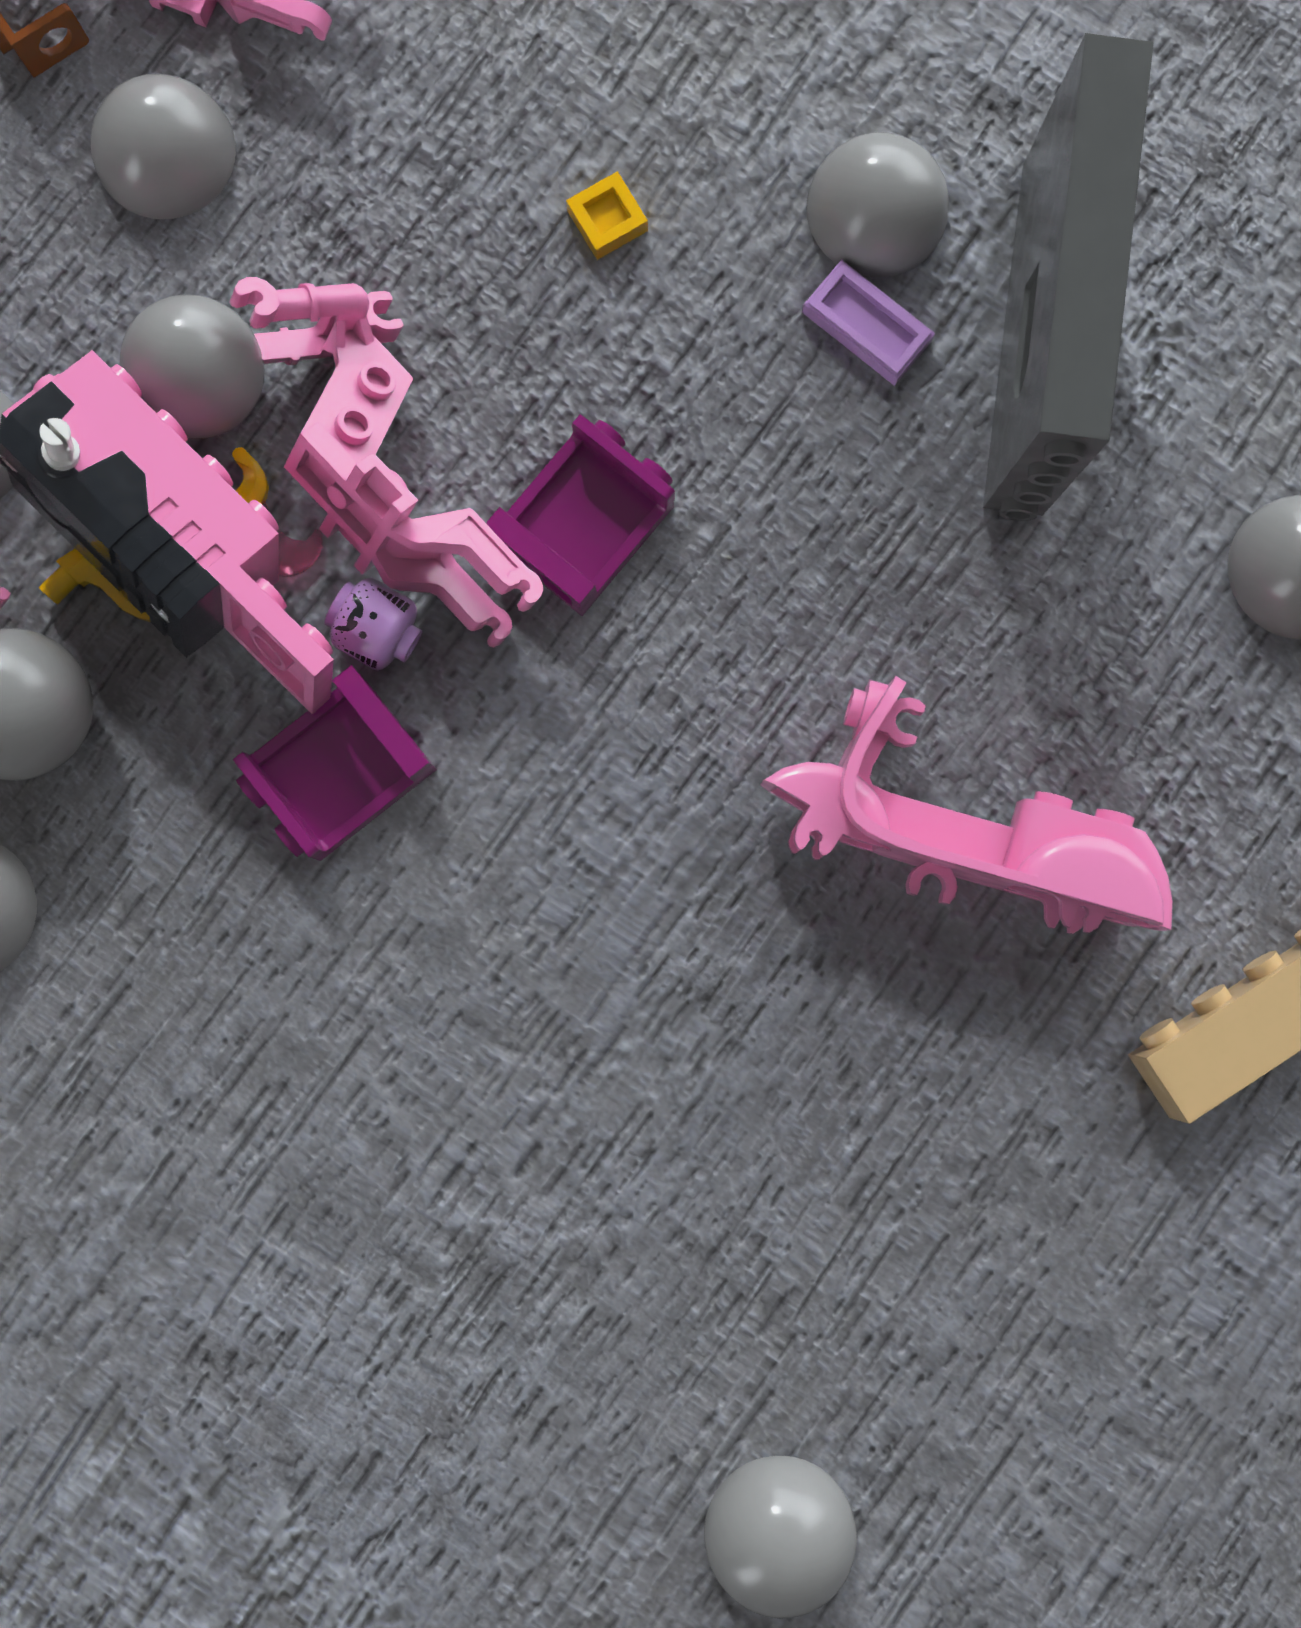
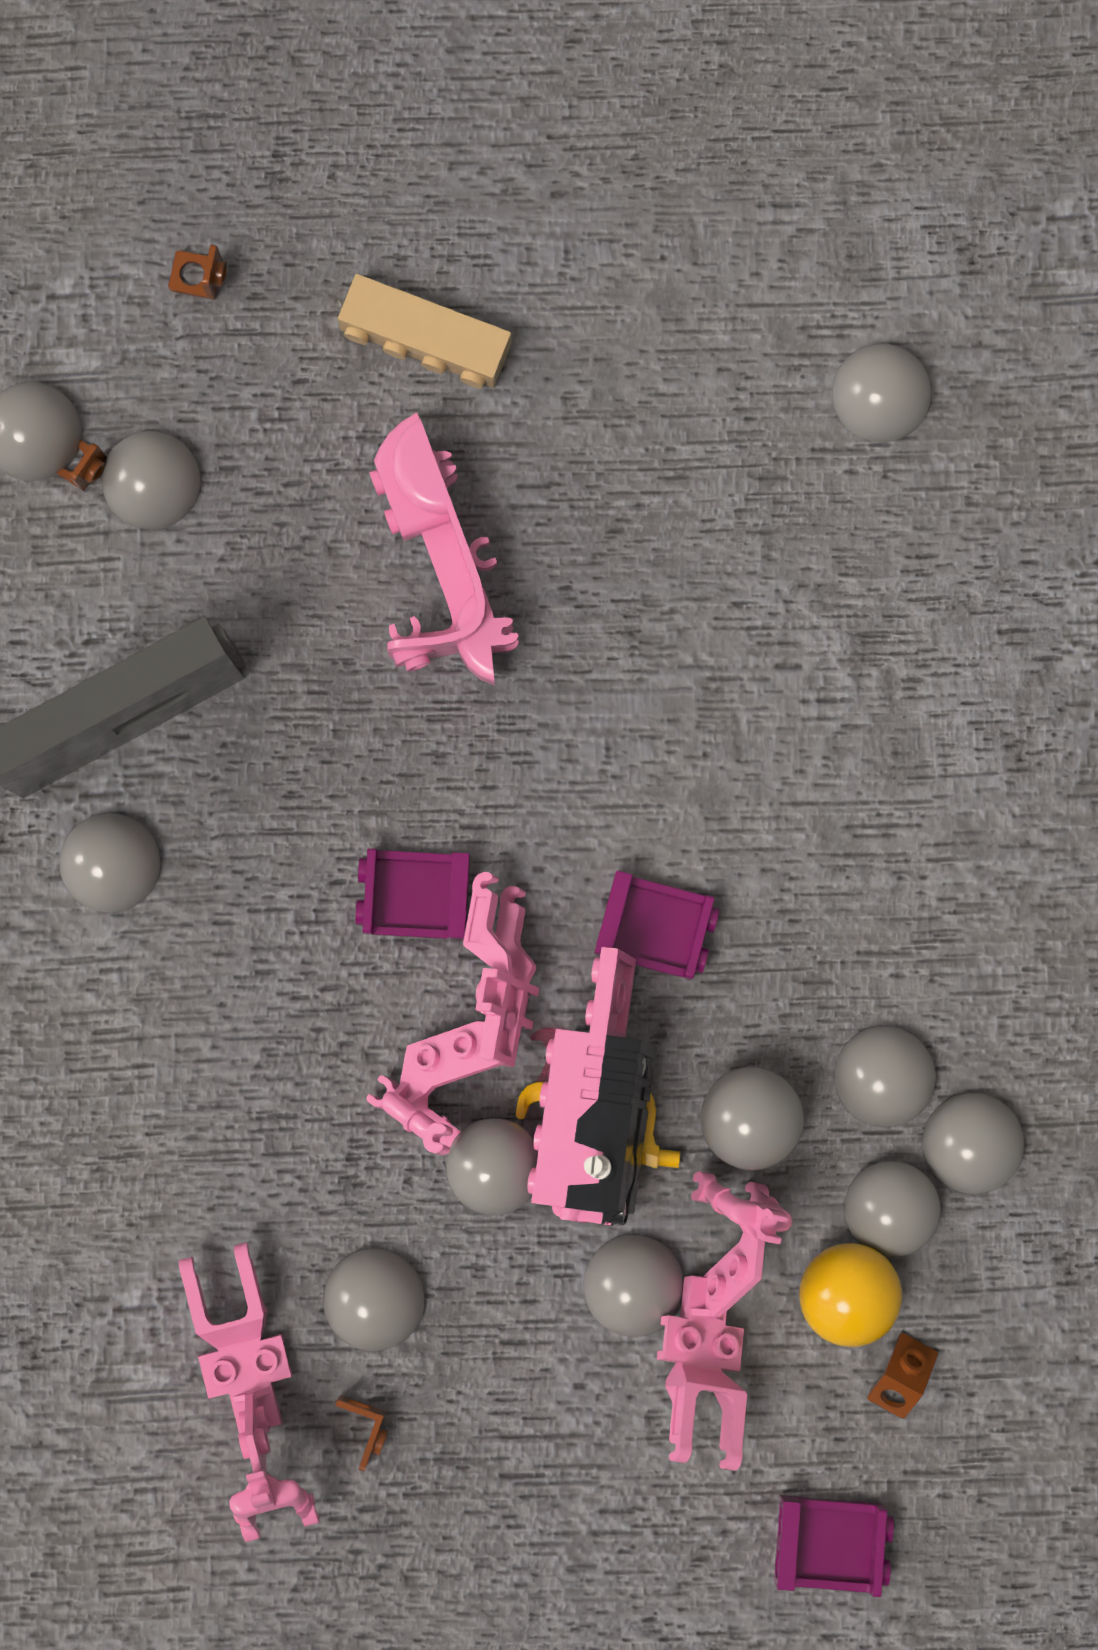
camera: 125 degrees left, 0 degrees up
(373, 623) = (561, 962): lavender head -> none
(607, 215) = (228, 1011): yellow tile -> none
(867, 322) = (184, 818): lavender tile -> none

